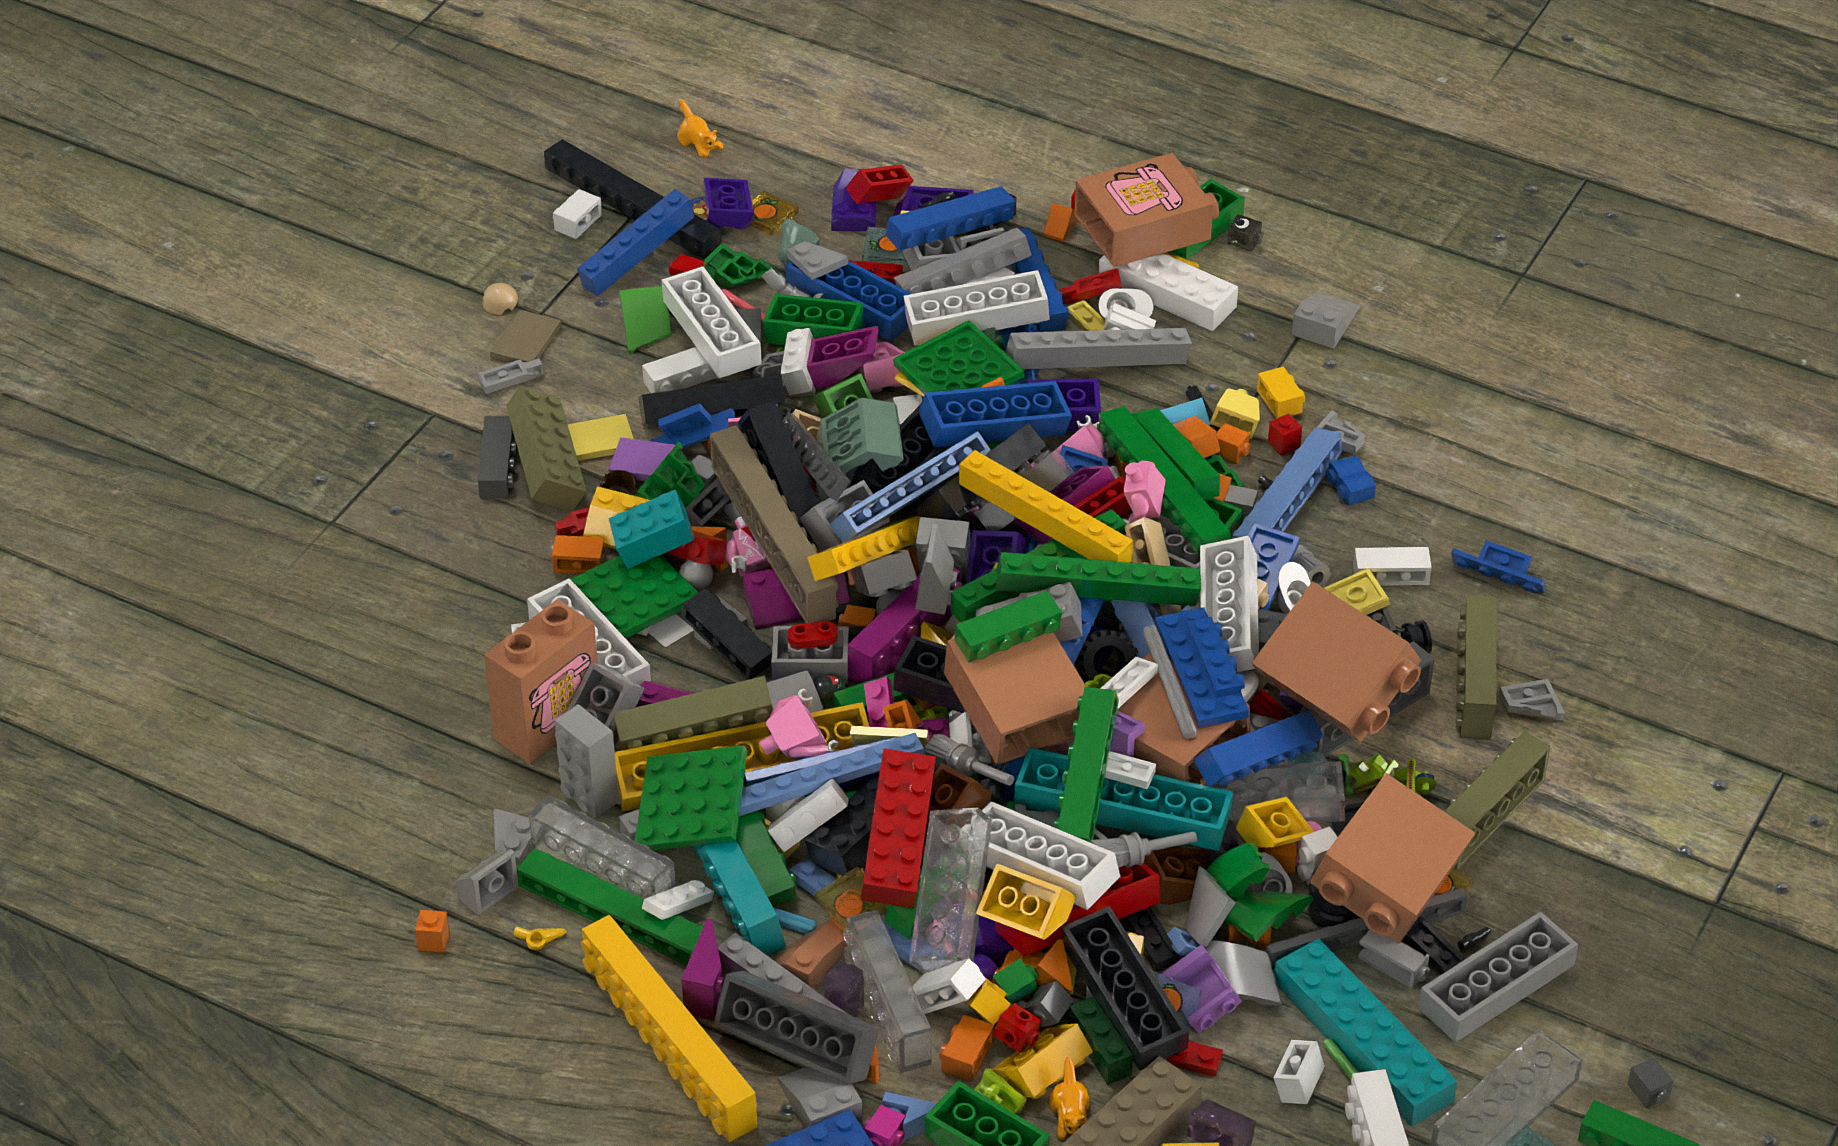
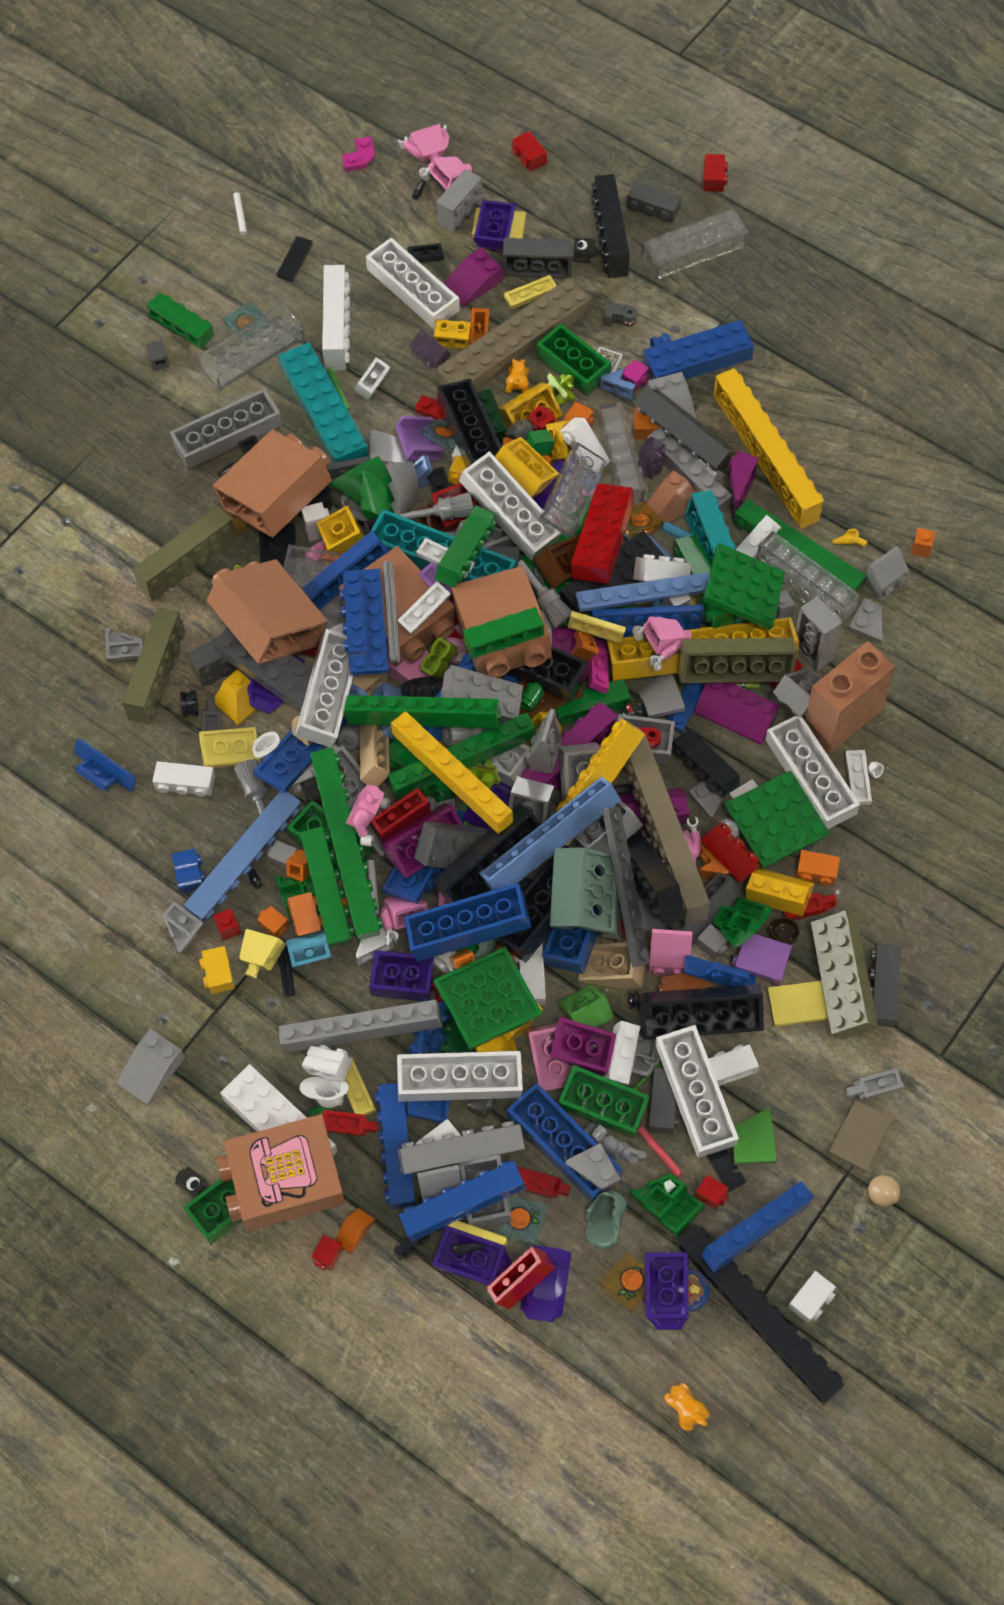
camera: 170 degrees left, 20 degrees up
(651, 529) = (760, 846): teal brick -> none

